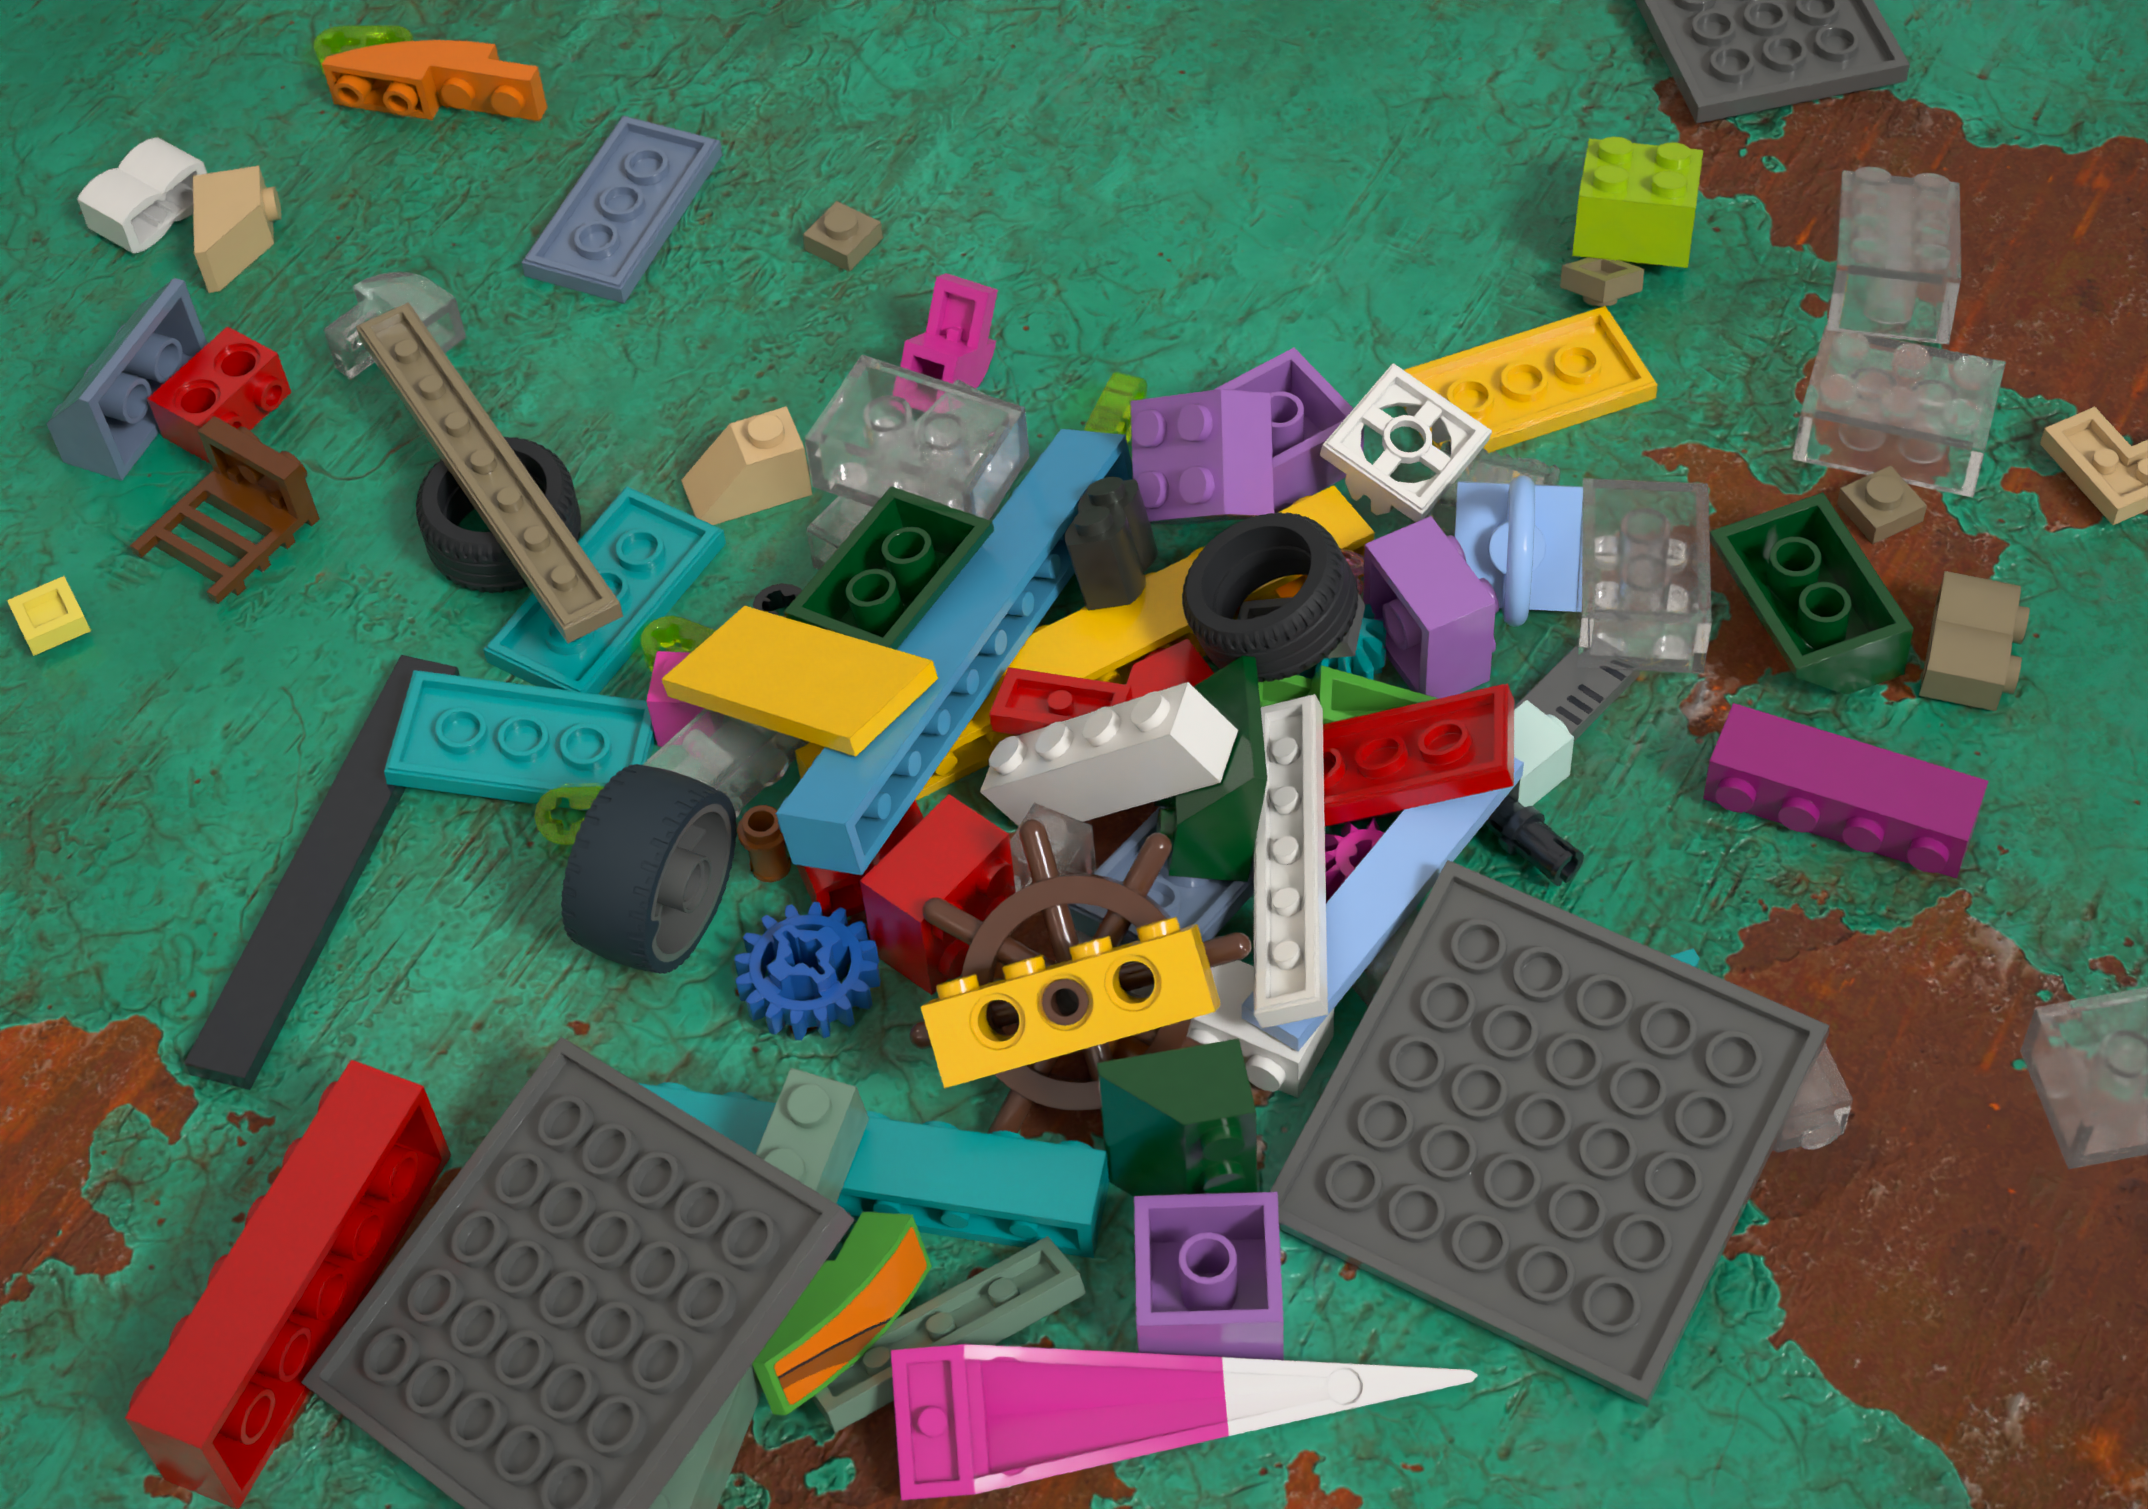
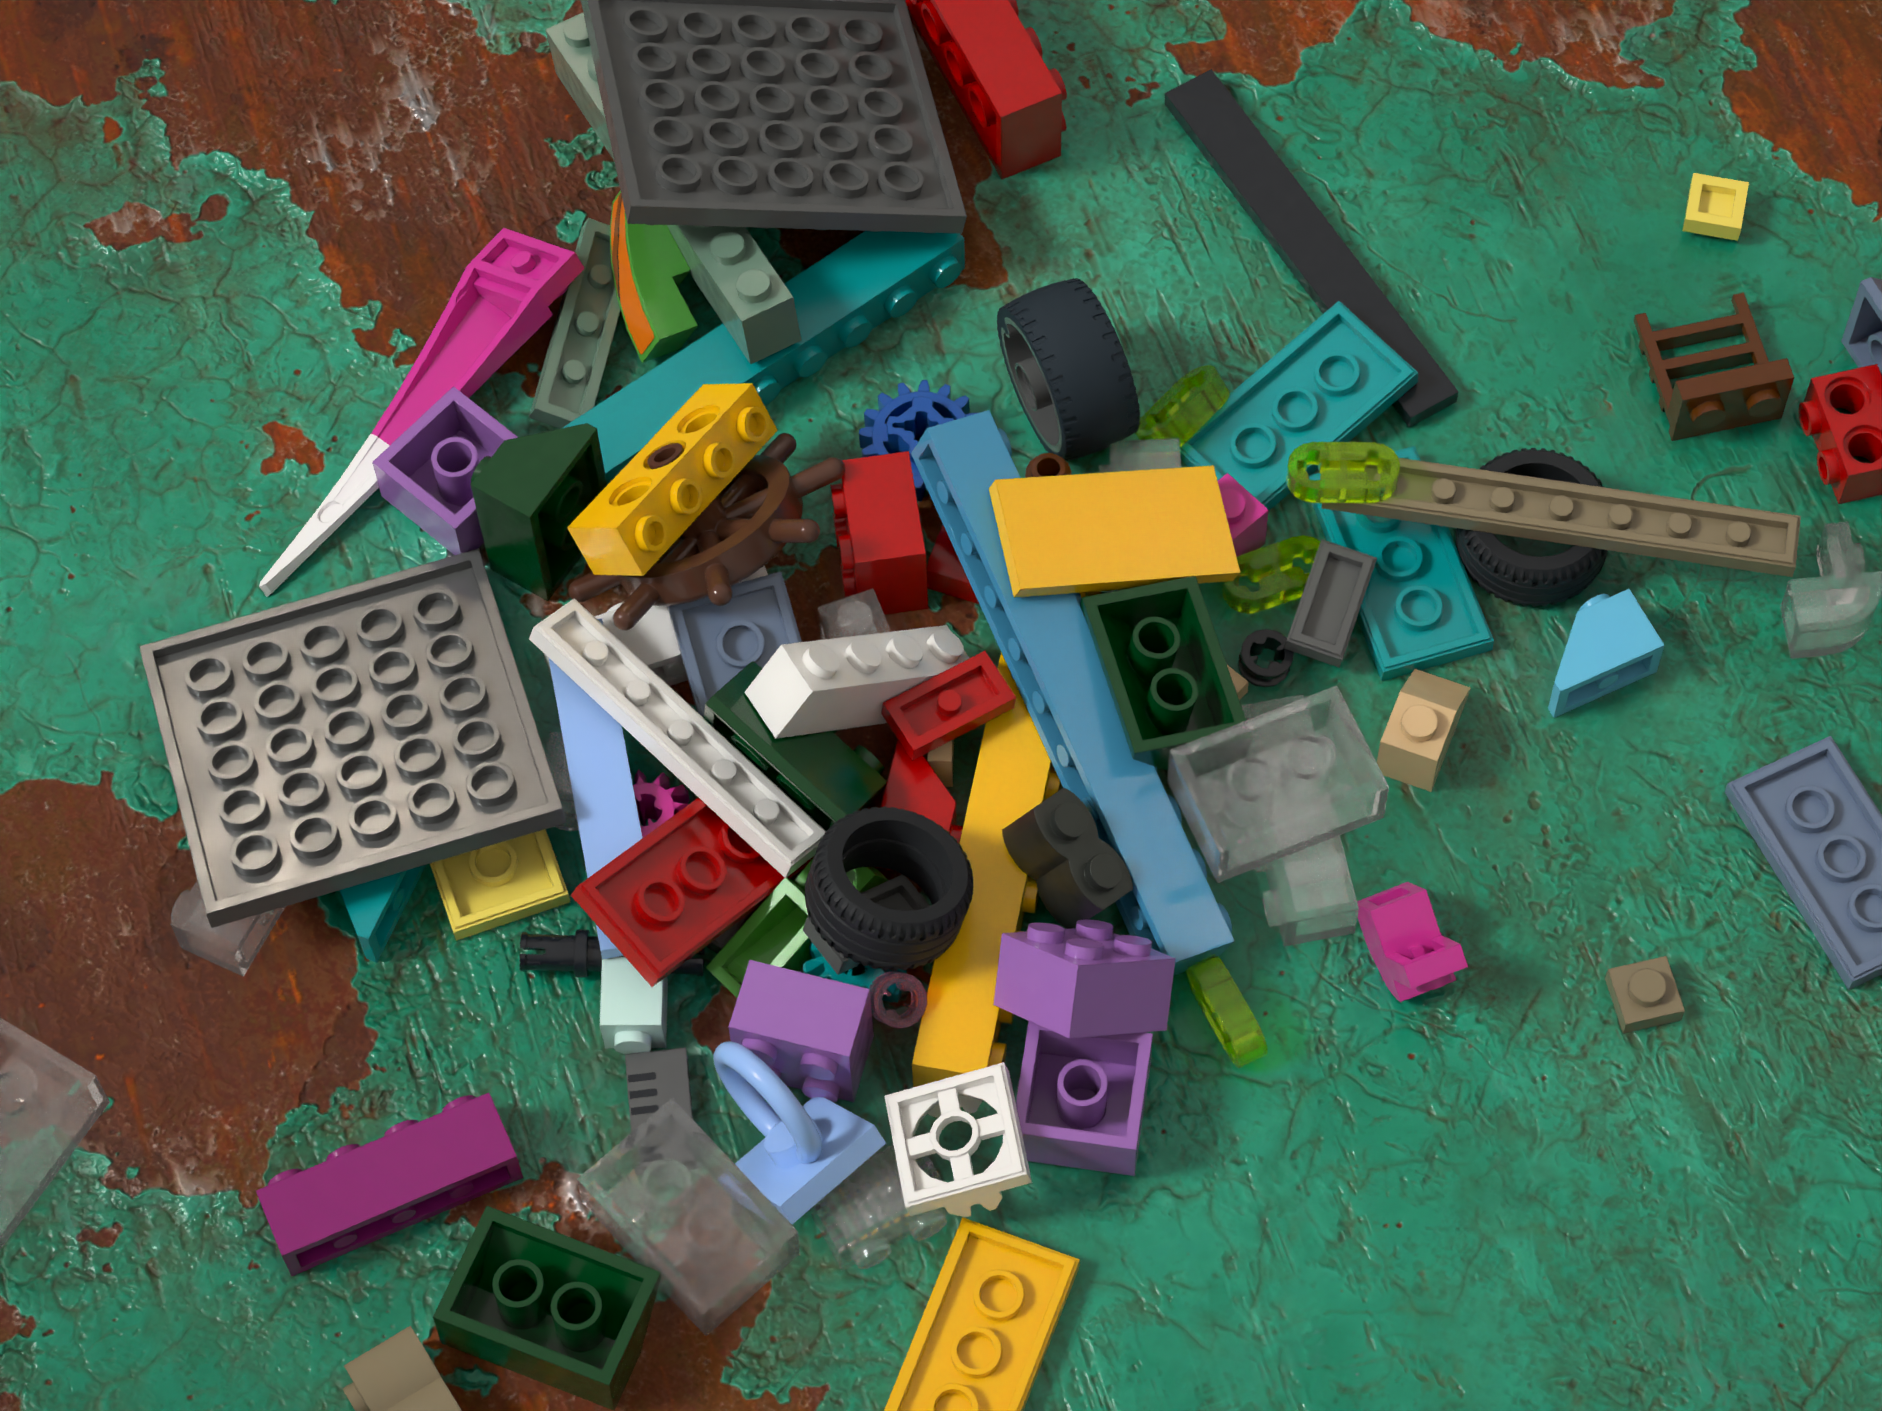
camera: 130 degrees right, 10 degrees up
(581, 412) = (1605, 651): none -> medium azure slope
(597, 582) = (1342, 472): none -> clear neon green beam
(696, 587) = (1330, 603): none -> dark grey tile

